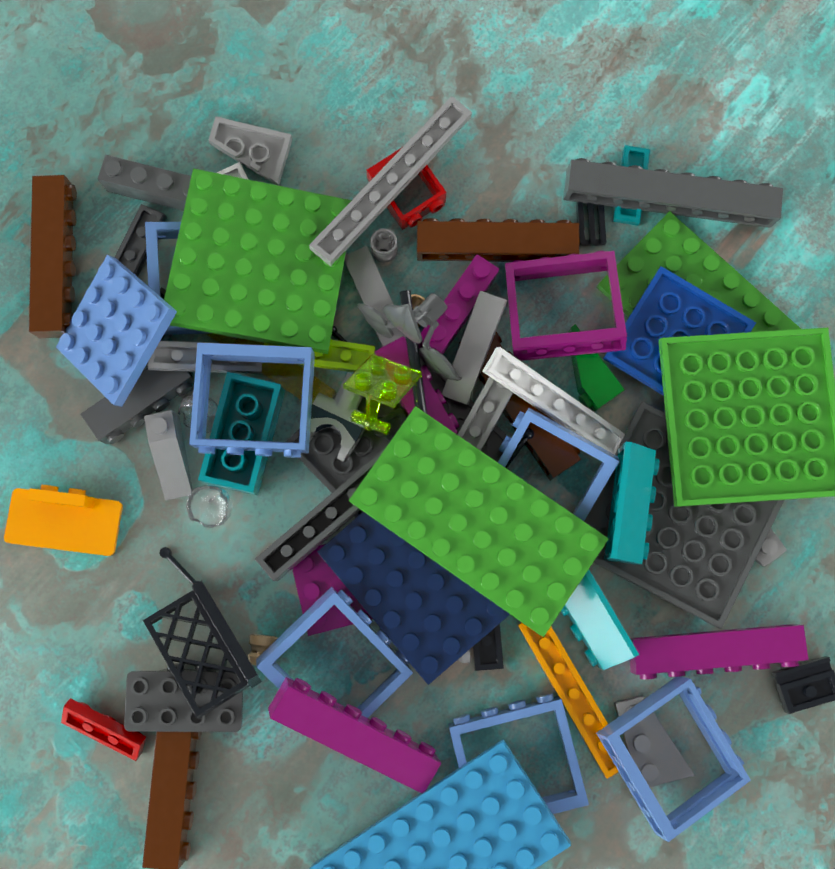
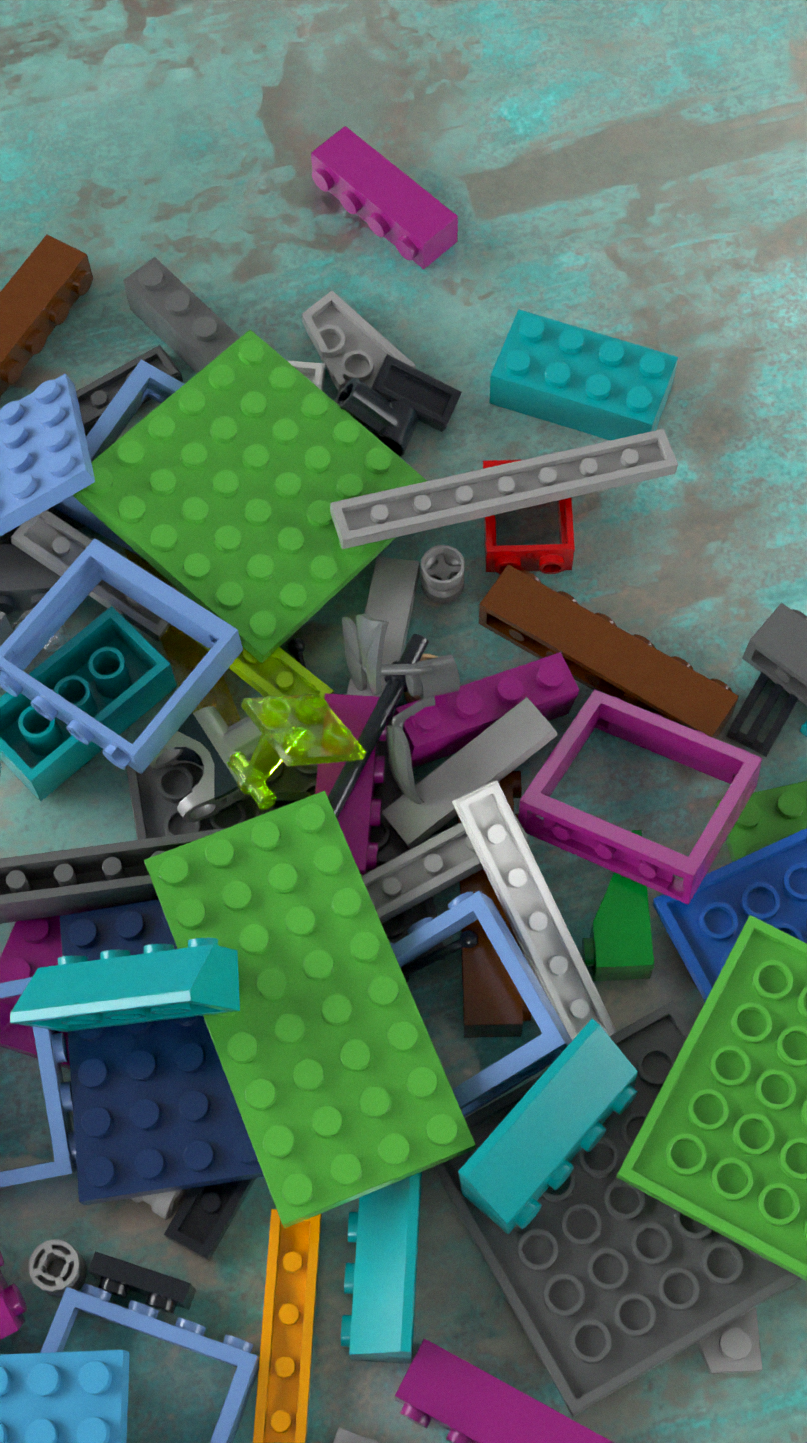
camera: 35 degrees right, 15 degrees down
(205, 42) = (384, 197): none -> magenta brick
(296, 176) = (387, 420): none -> black piece
(301, 151) = (426, 395): none -> black tile
(386, 90) = (581, 378): none -> teal brick
(392, 572) = (131, 988): none -> teal slope
(437, 716) = (62, 1273): none -> light grey wheel
(492, 697) = (121, 1276): none -> black plate

